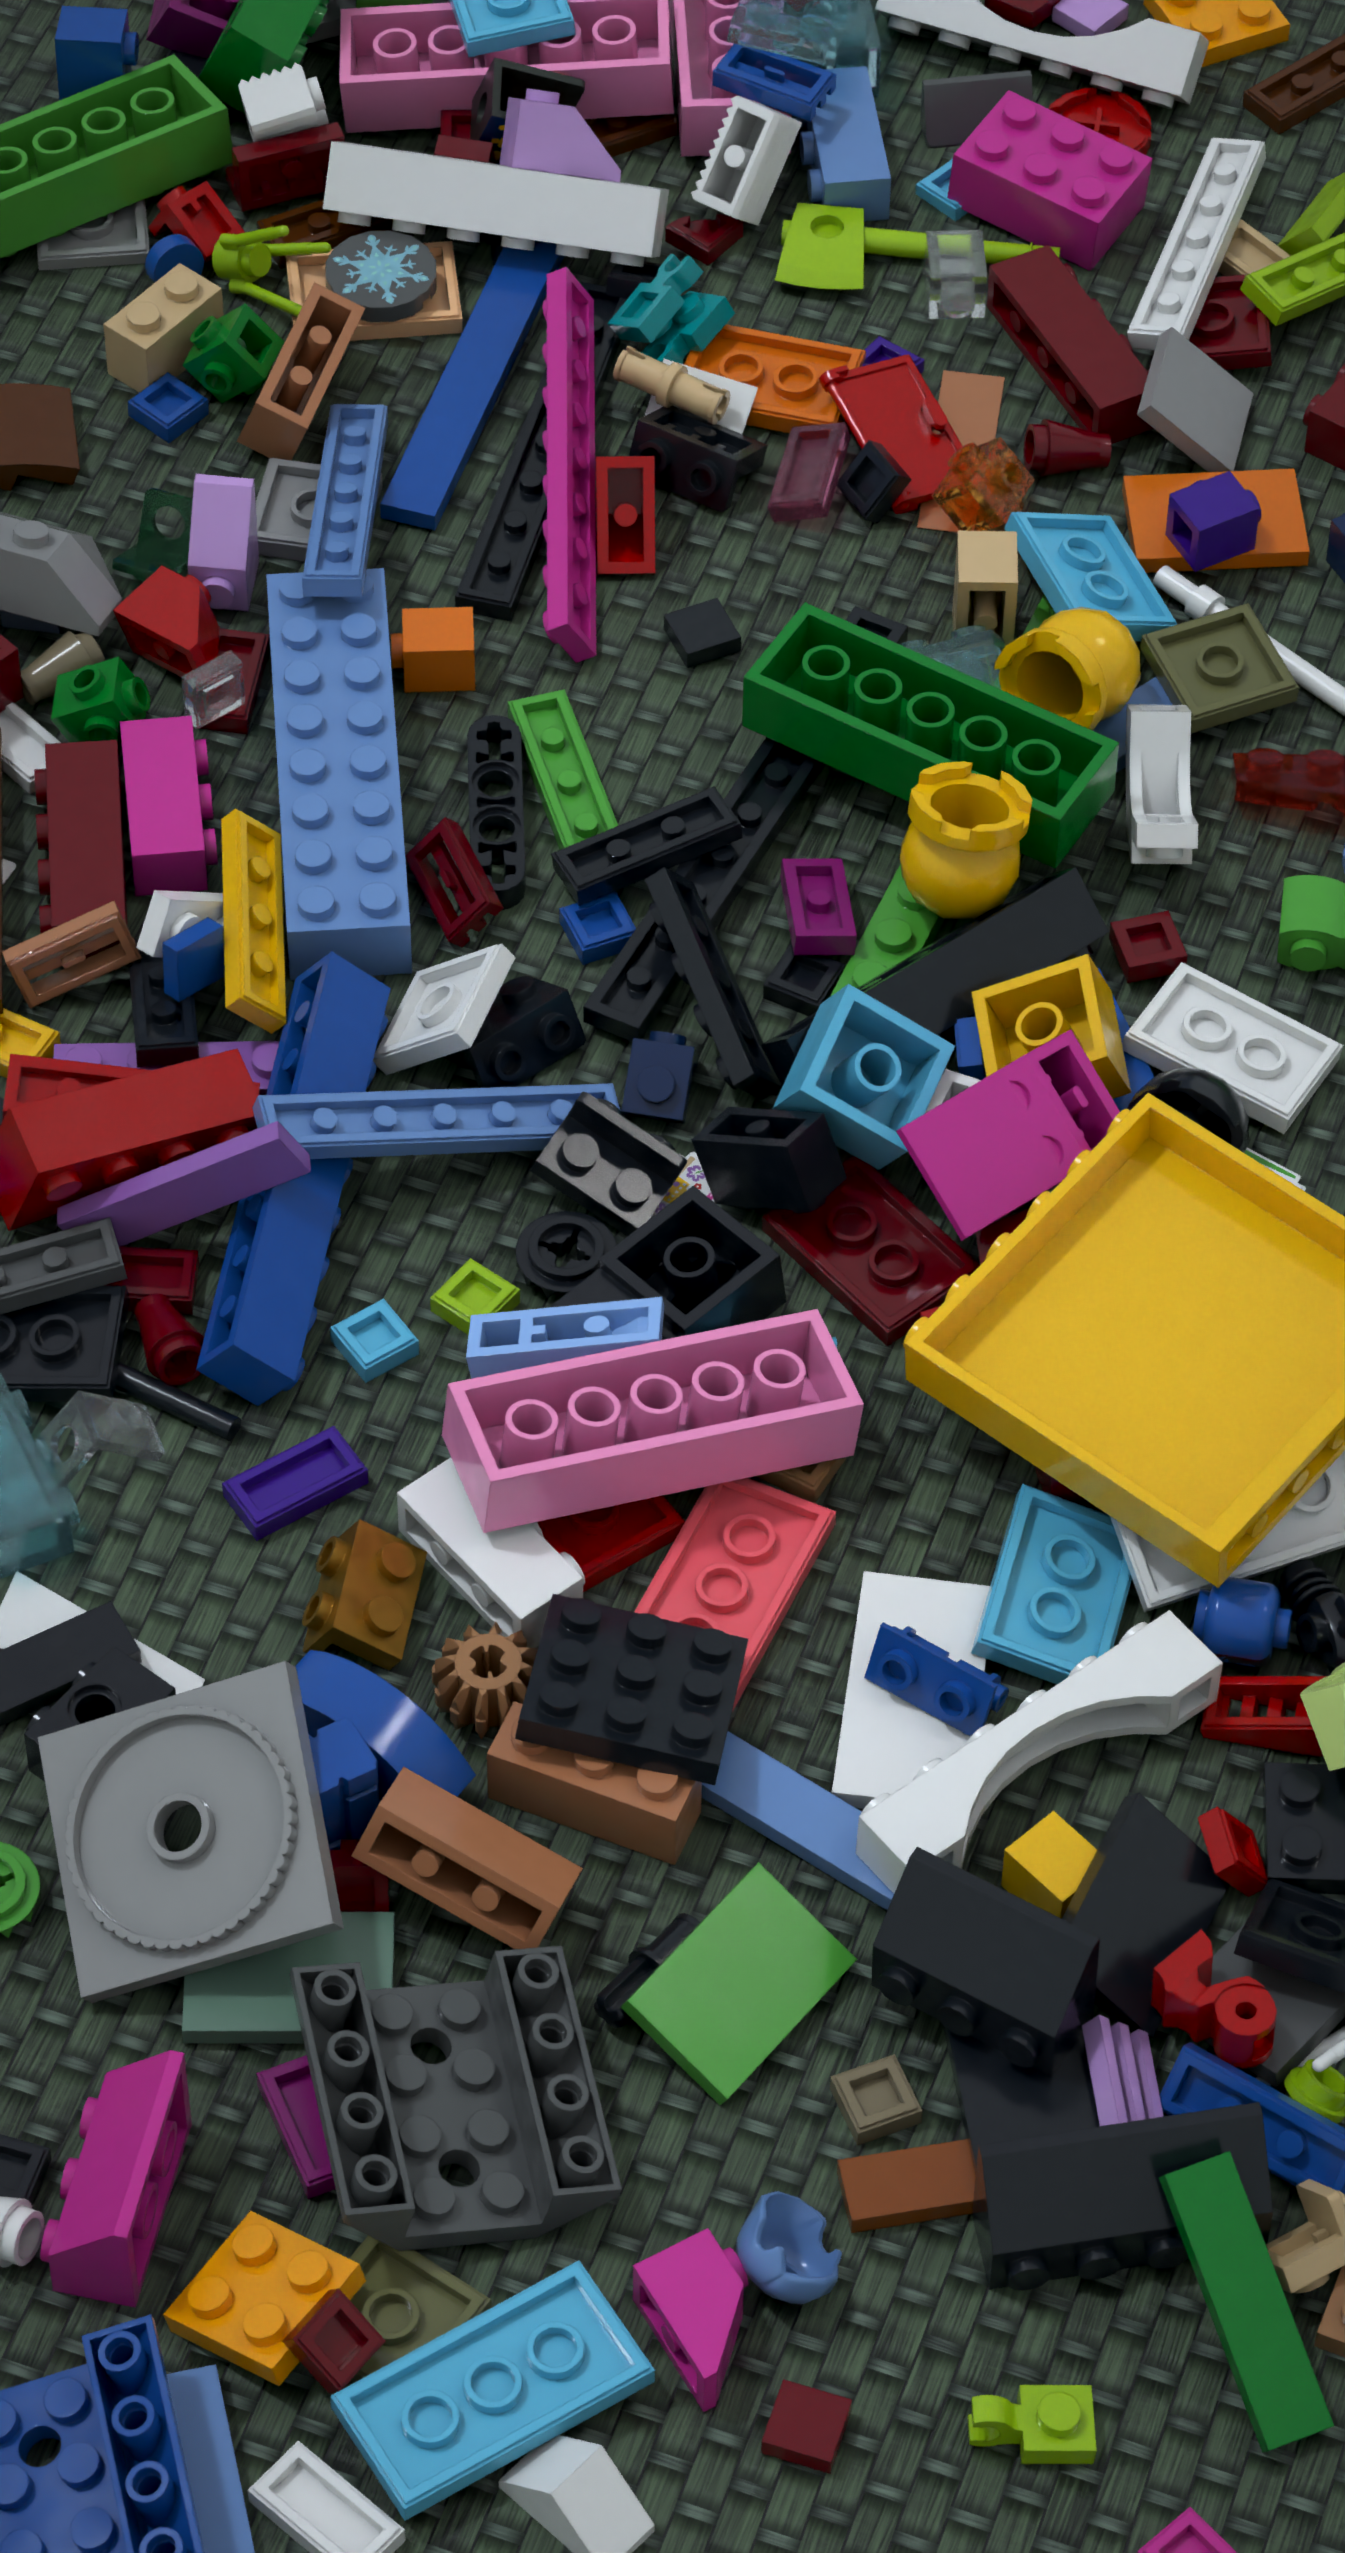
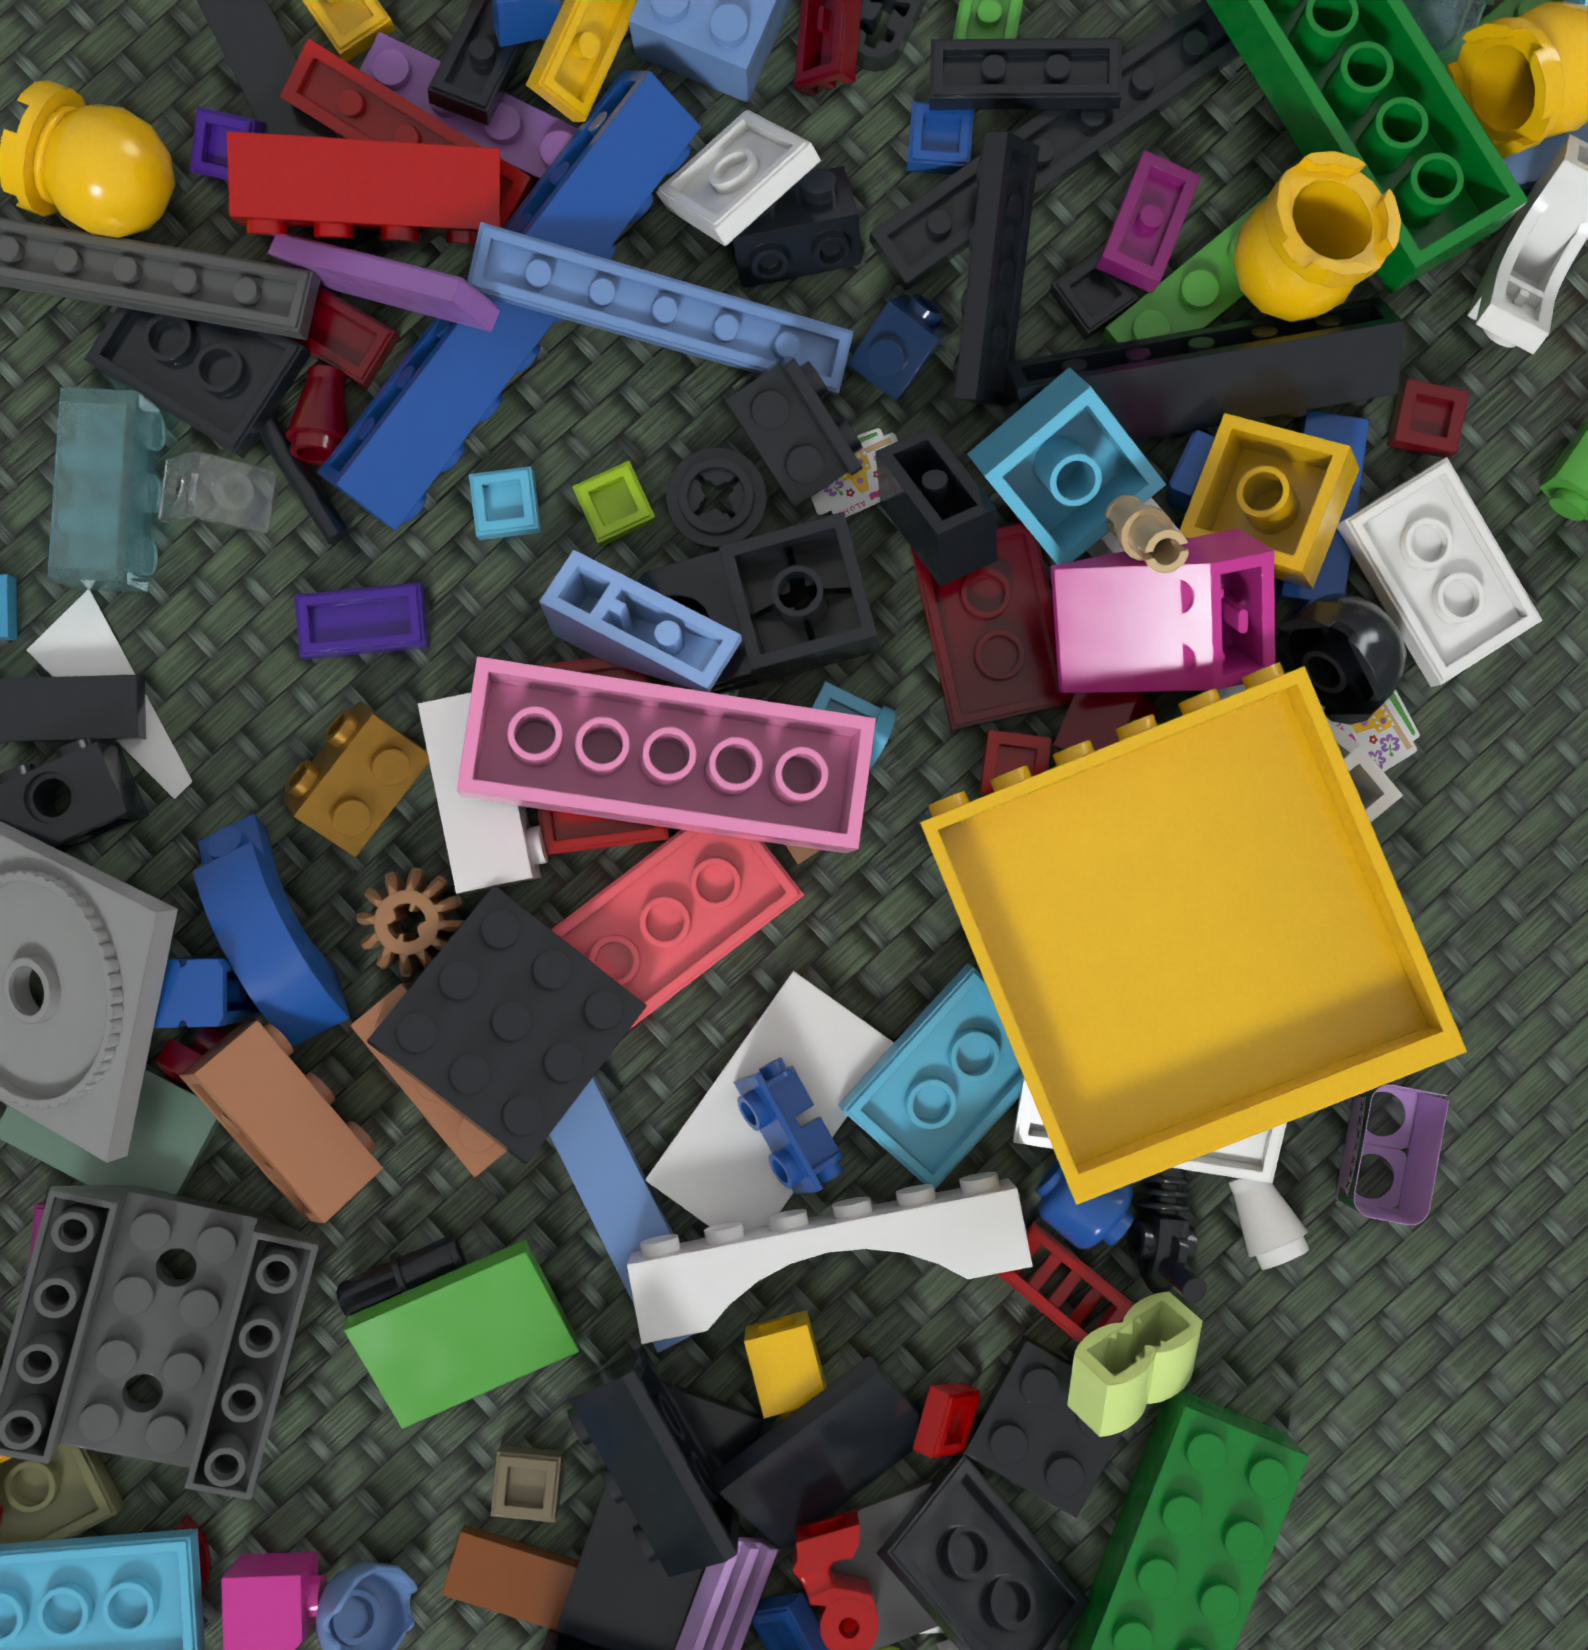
camera: 30 degrees right, 35 degrees up
(959, 1064) = (1146, 534): none -> tan pin

